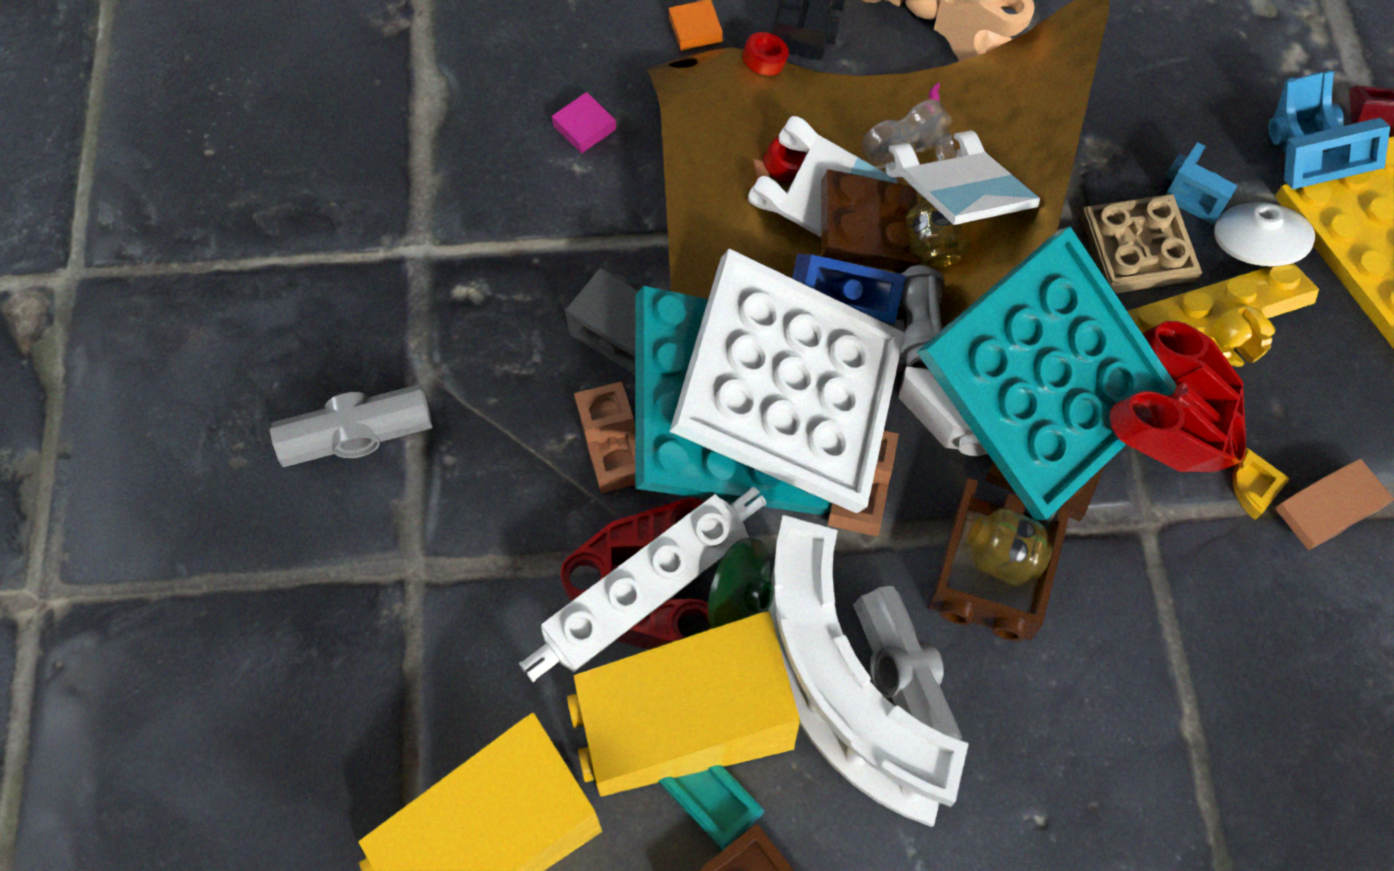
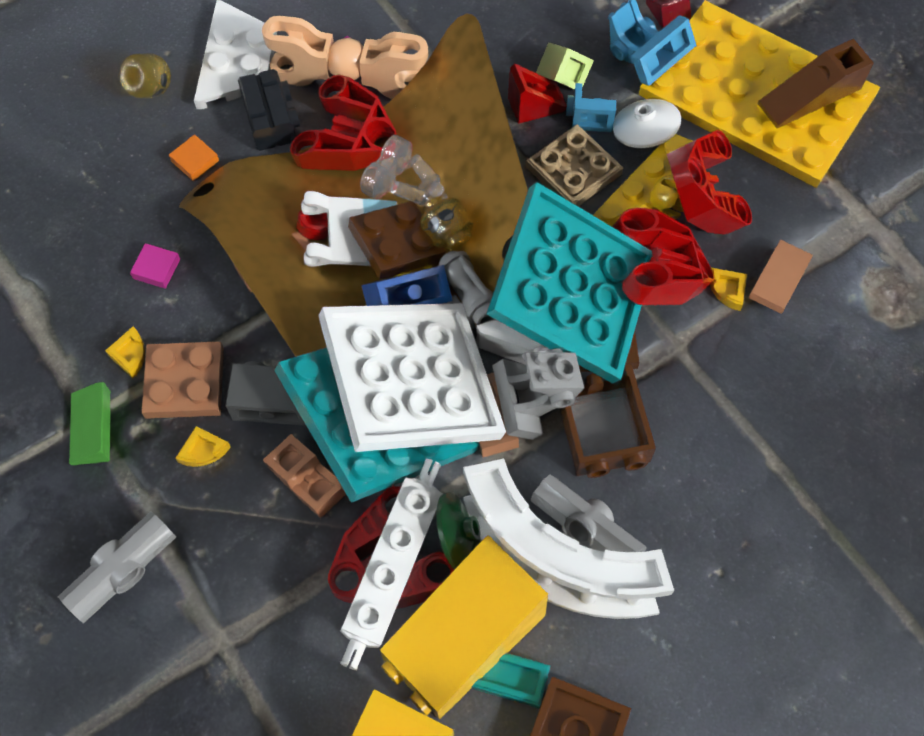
camera: 30 degrees left, 0 degrees up
(415, 260) = (90, 425): none -> bright green slope
(501, 202) = (128, 352): none -> yellow tile
(516, 347) = (202, 449): none -> yellow tile
(541, 261) = (183, 380): none -> nougat plate
(765, 53) = (256, 156): red tile -> none
(888, 80) = (354, 129): none -> red connector
(949, 476) = (543, 384): none -> light grey tile
(963, 186) = (449, 186): white flag -> none
(1009, 546) = (607, 409): clear yellow head -> none
(1137, 134) = (533, 95): none -> red slope
(1197, 117) = (564, 65): none -> yellowish green panel
(1280, 339) = (703, 206): none -> red connector

